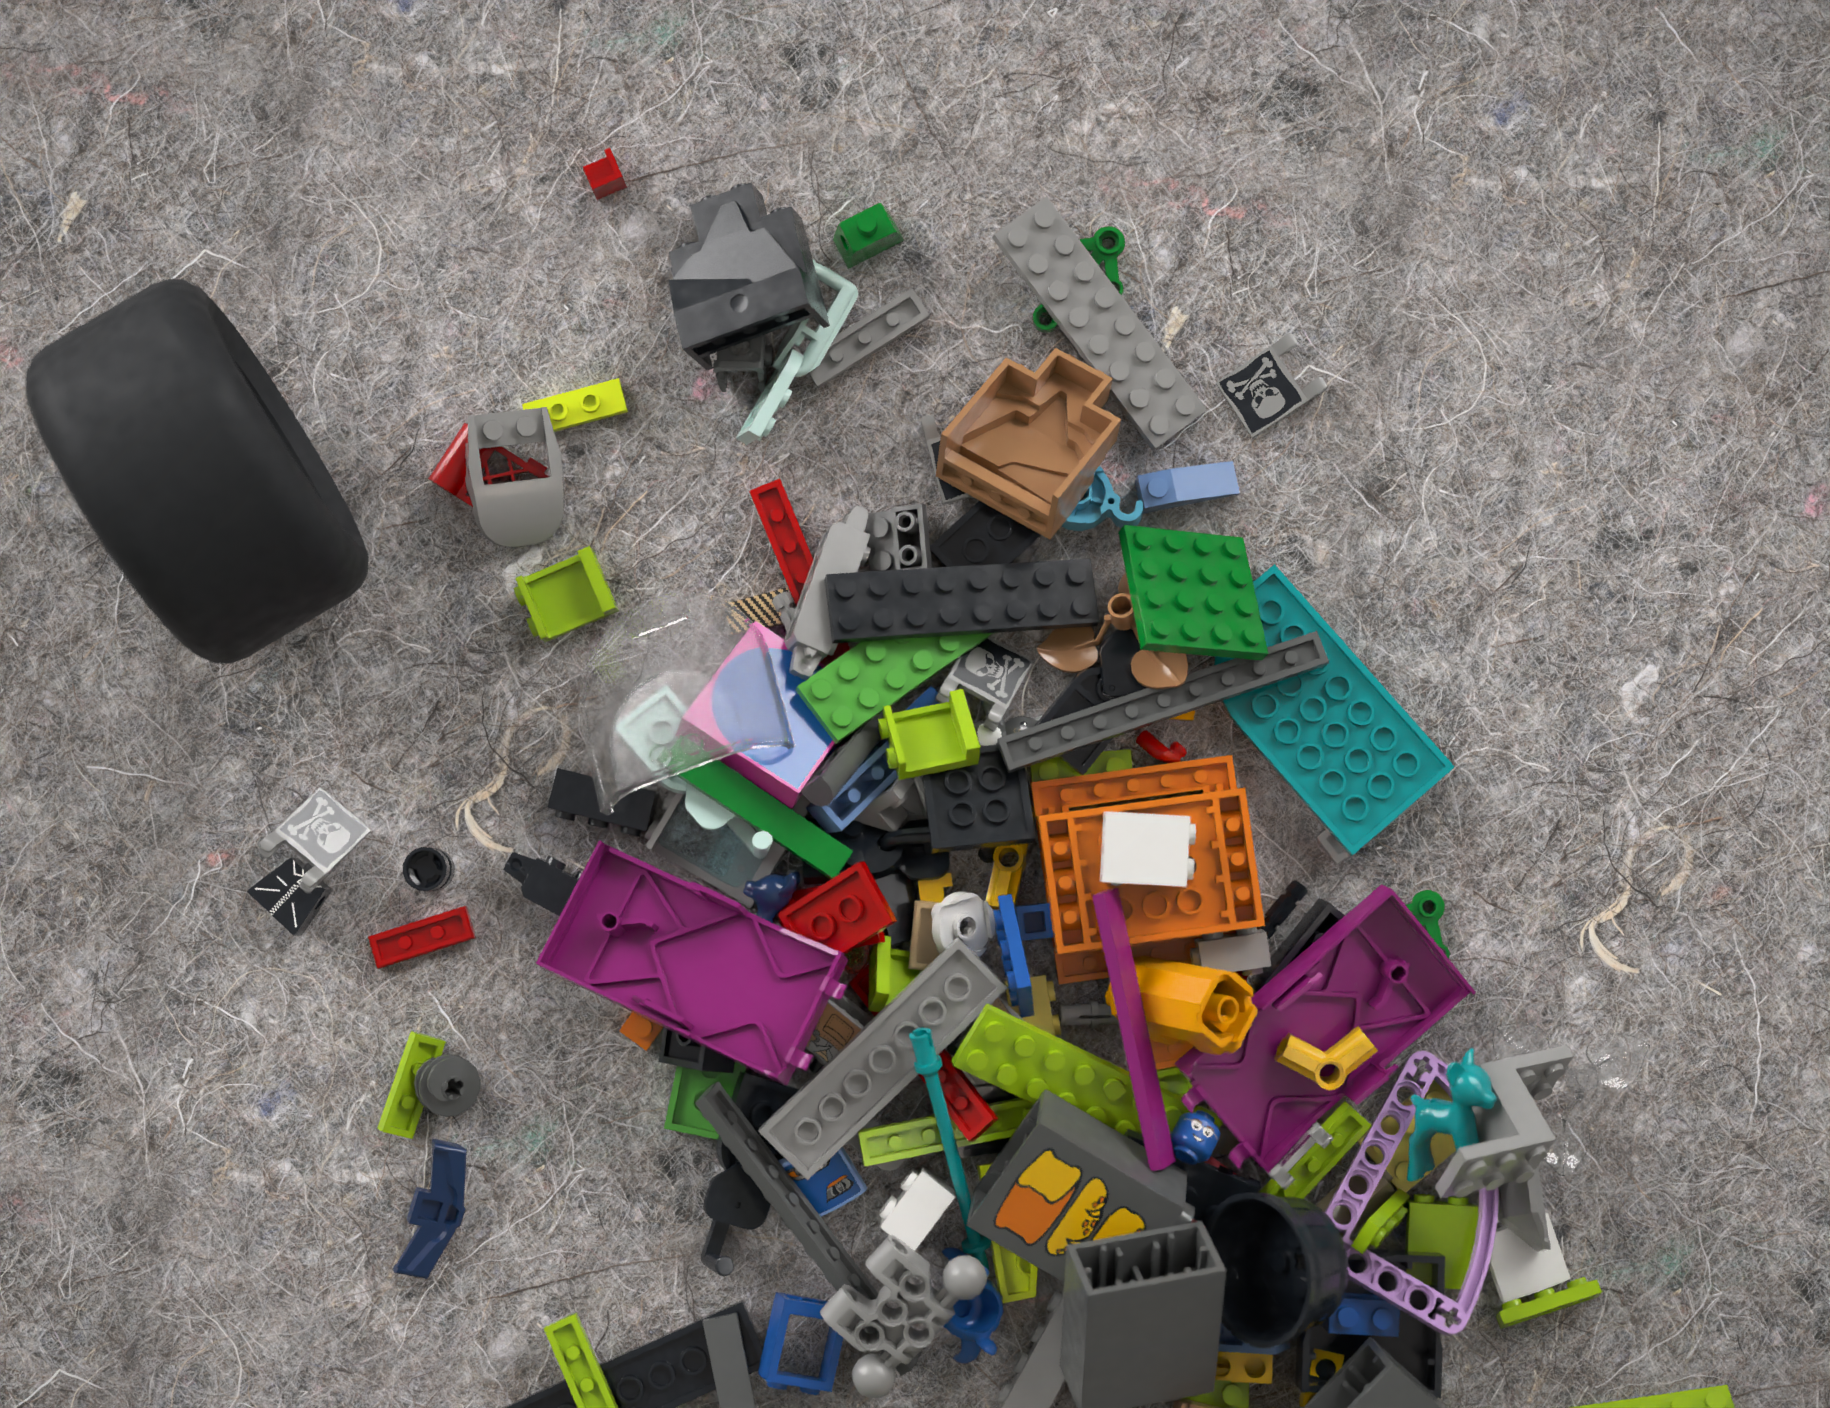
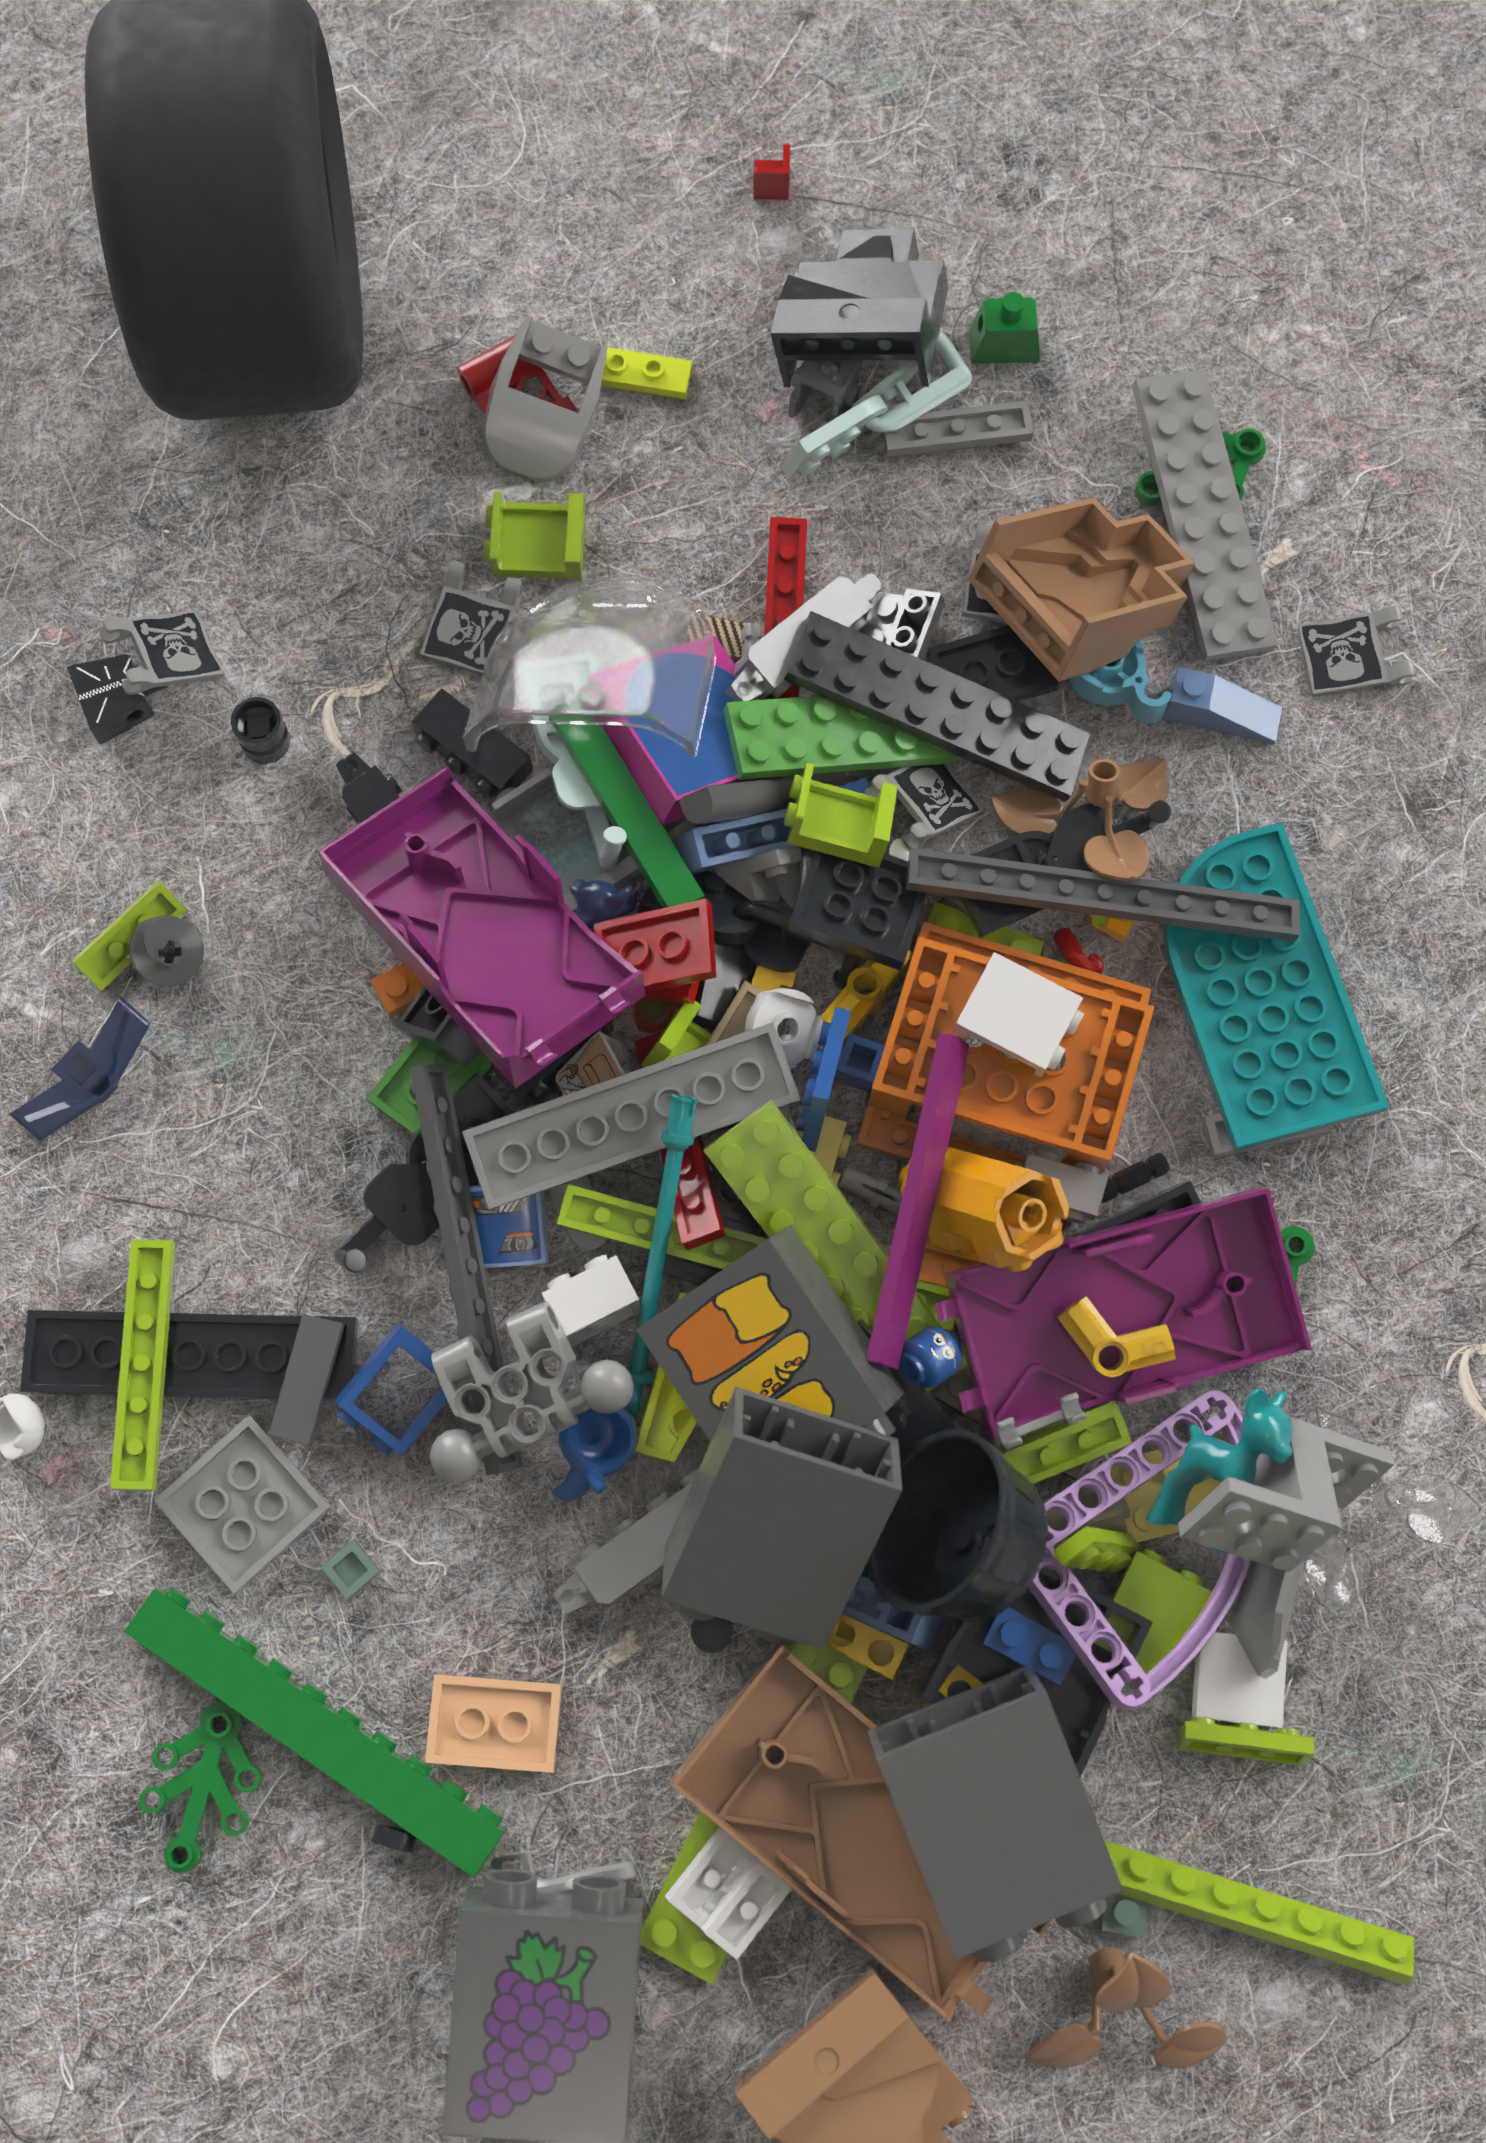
camera: 20 degrees right, 10 degrees down
(422, 937) = (219, 799): red tile -> none
(547, 696) = (467, 623): none -> flag
(1192, 593) = (1184, 799): green plate -> none

